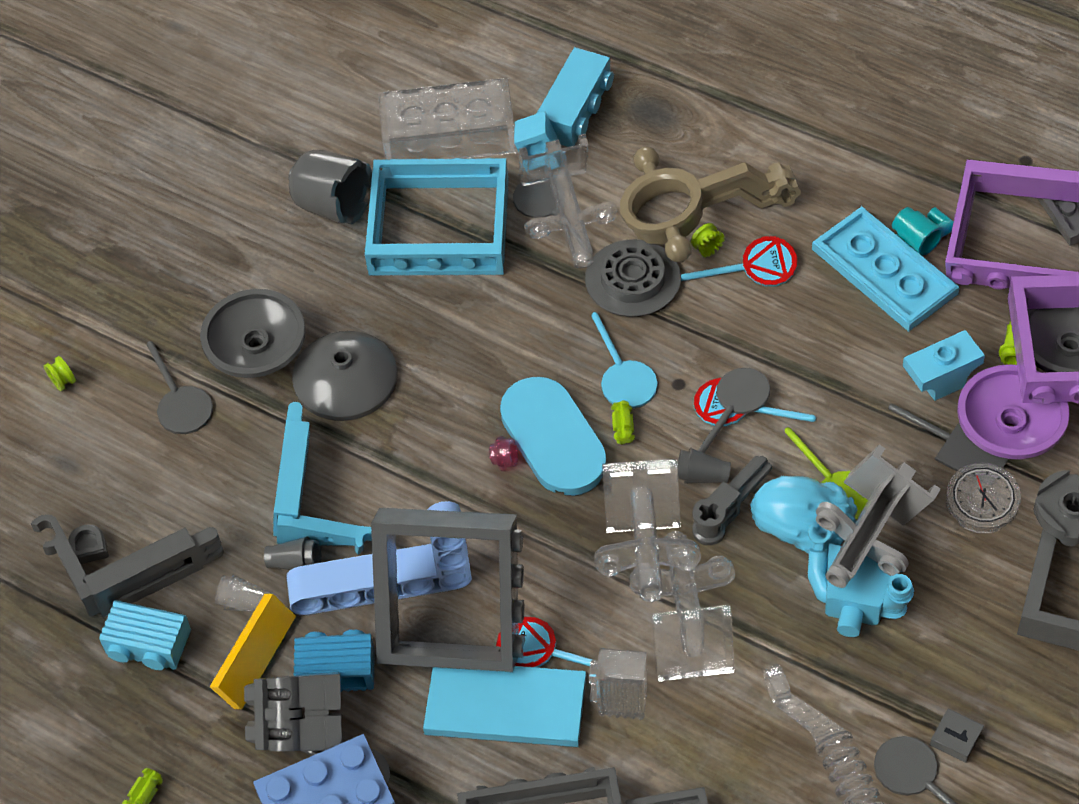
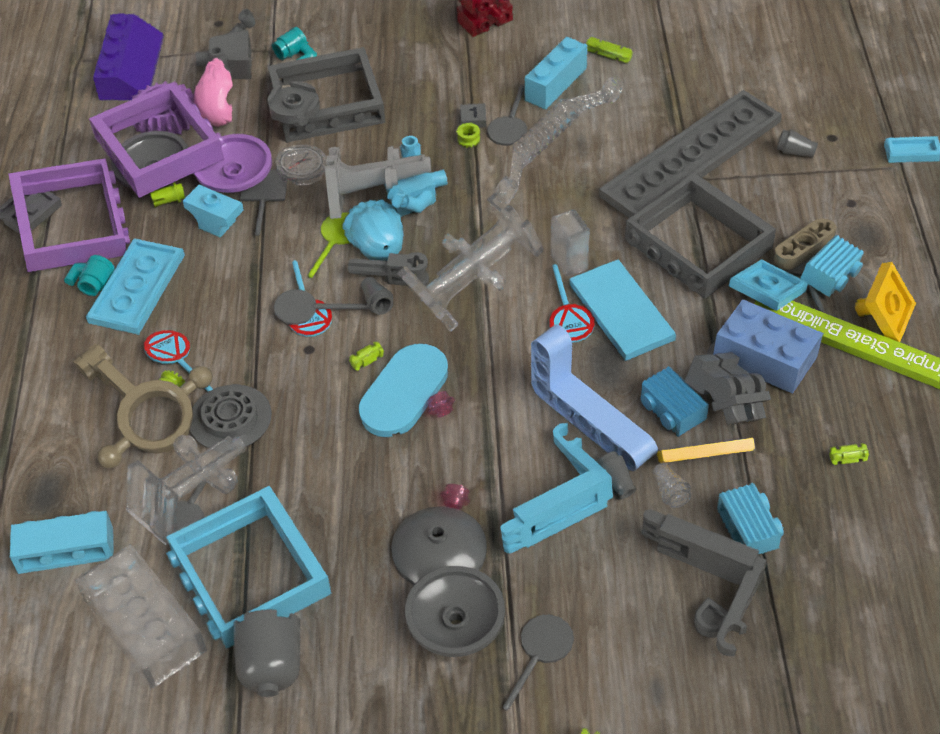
camera: 125 degrees left, 5 degrees down
(383, 409) = (455, 496): none -> clear pink plate
(447, 524) = (593, 339): dark grey window -> none
(534, 133) = (131, 528): medium azure panel -> none
(626, 379) = (322, 376): medium azure piece -> none
(915, 717) = (468, 140): none -> lime bush

